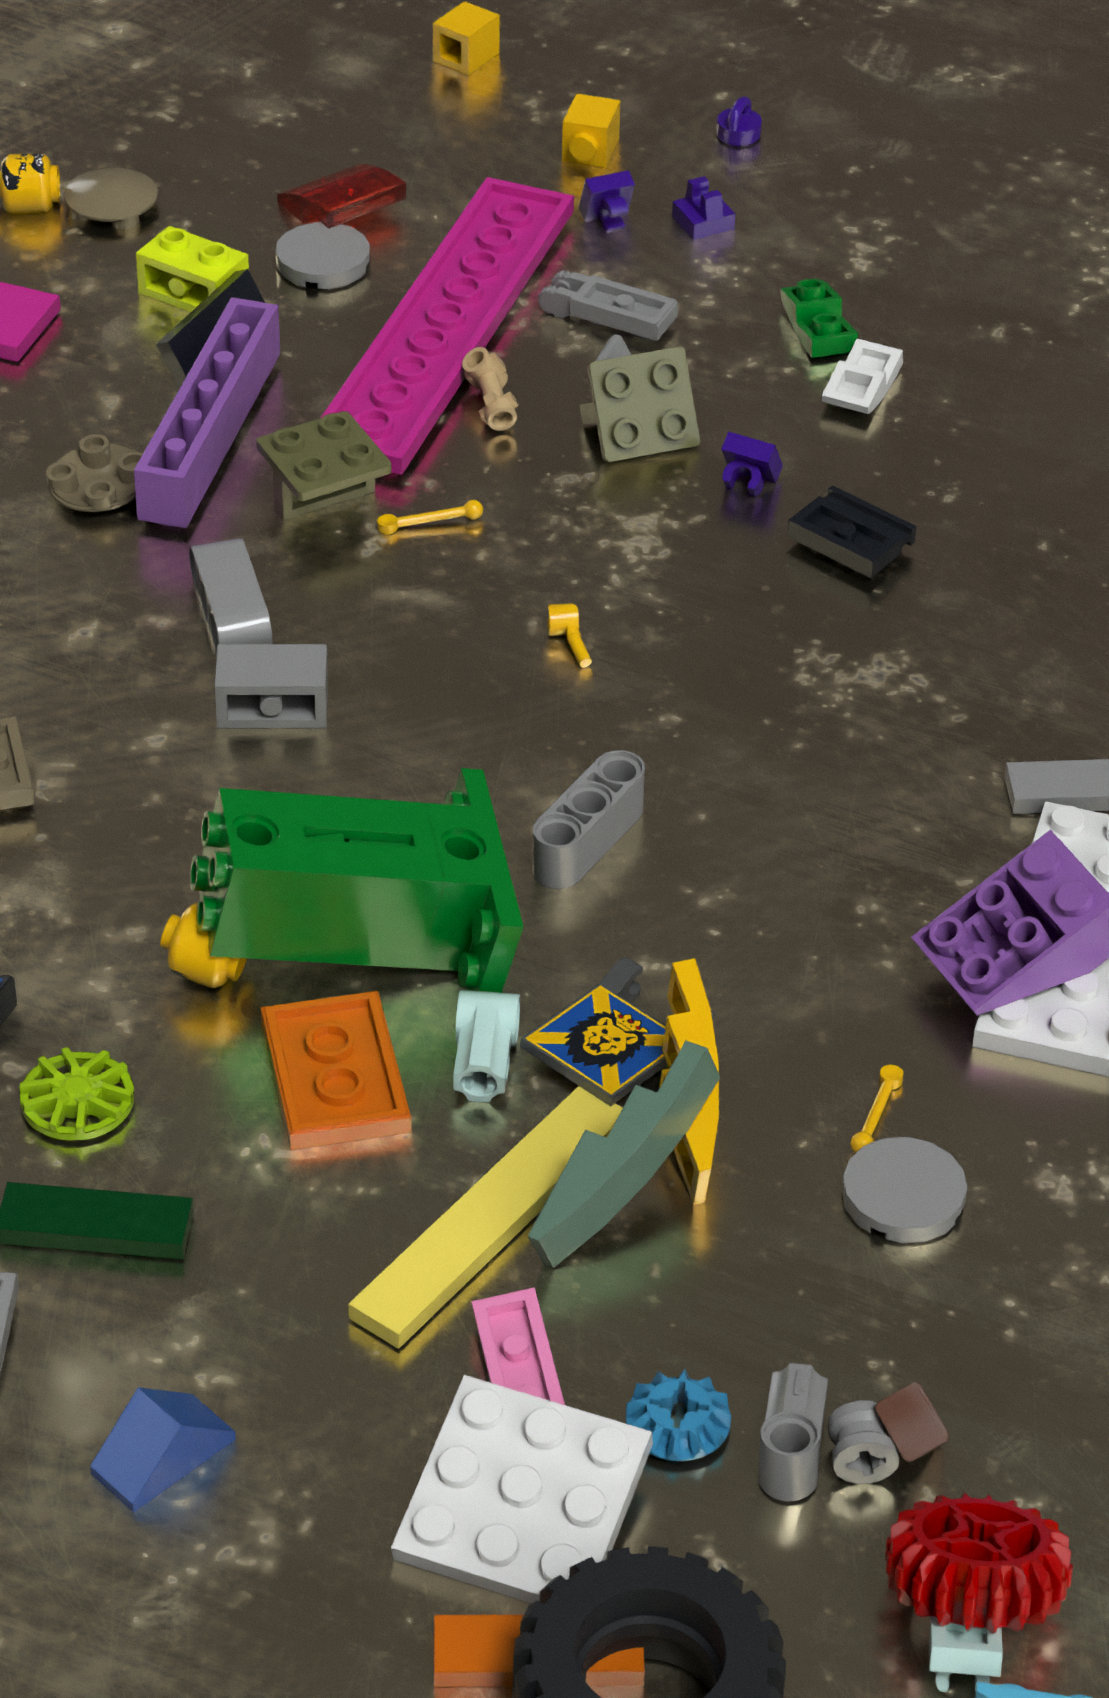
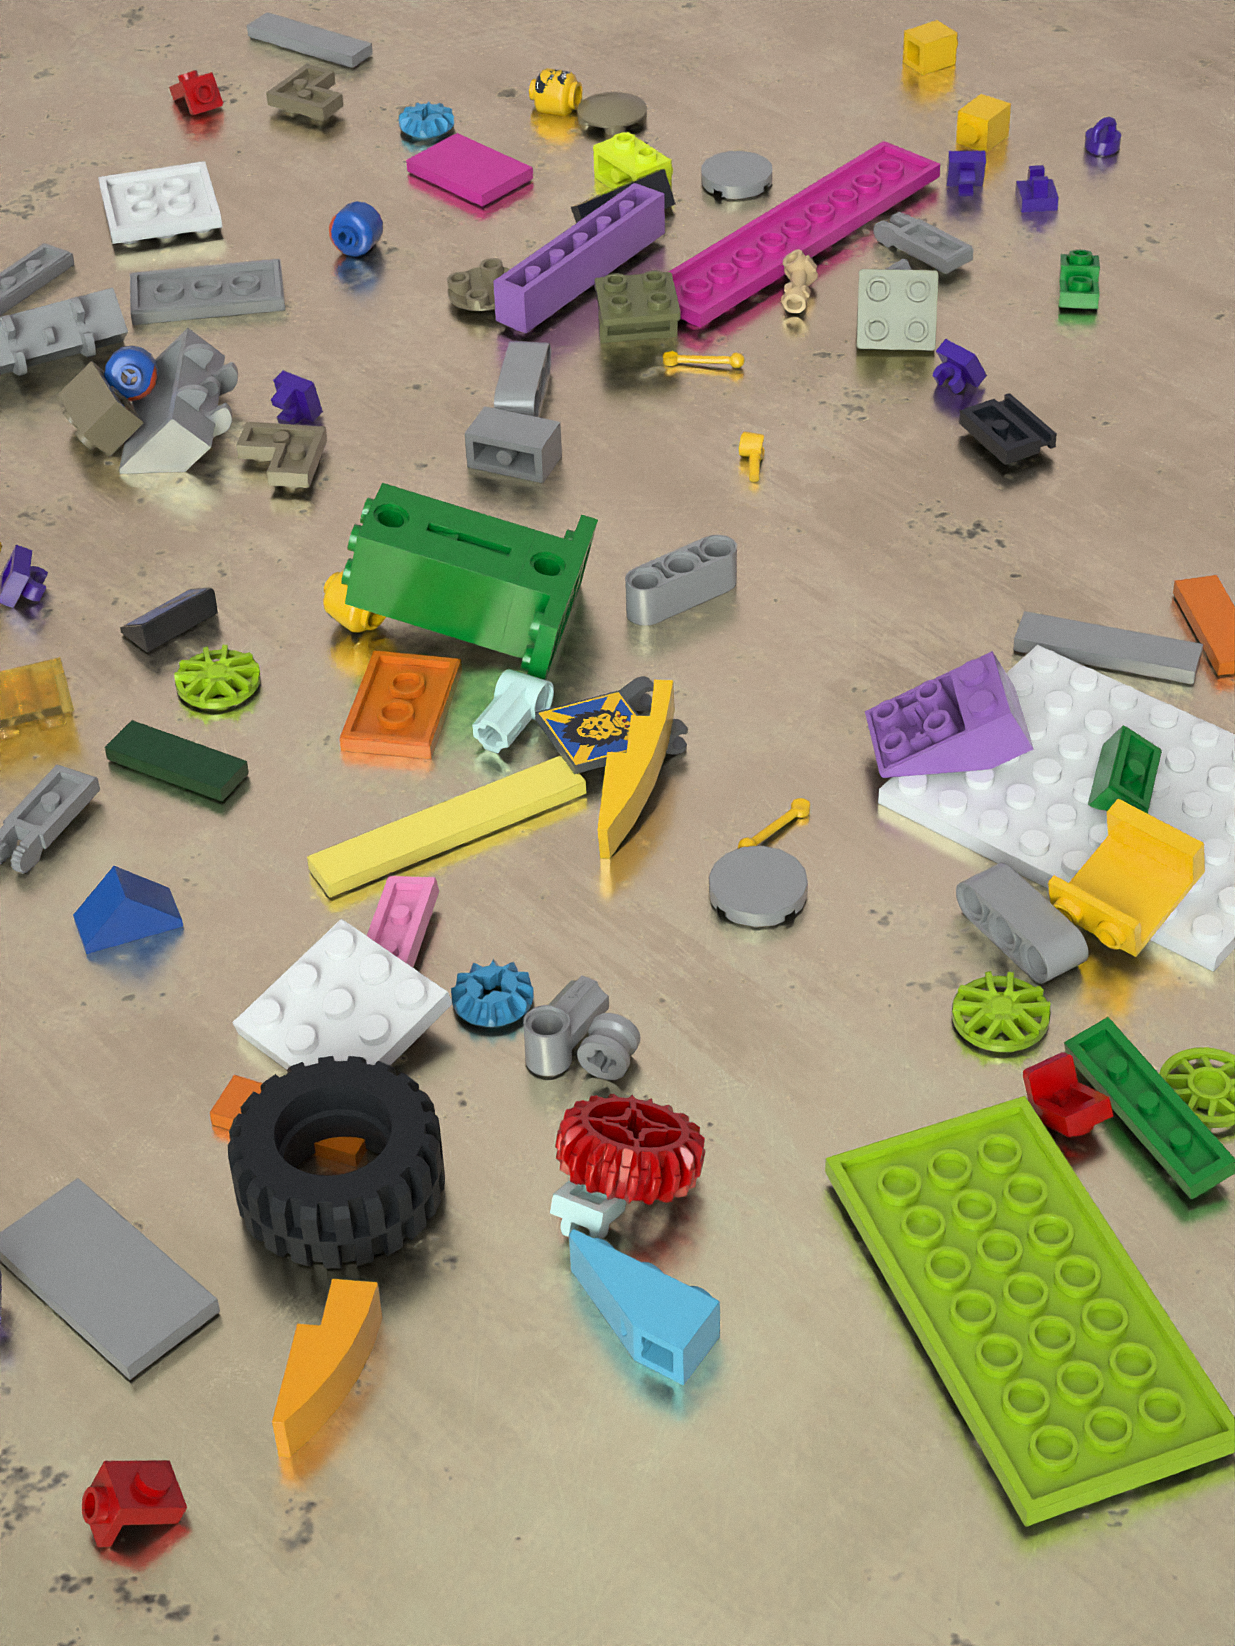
camera: 25 degrees right, 0 degrees up
(344, 195) = (775, 137): clear red slope -> none
(613, 1169) = (535, 810): sand green slope -> none
(863, 377) = (1089, 327): white slope -> none
(912, 1422) = (648, 1041): reddish brown slope -> none

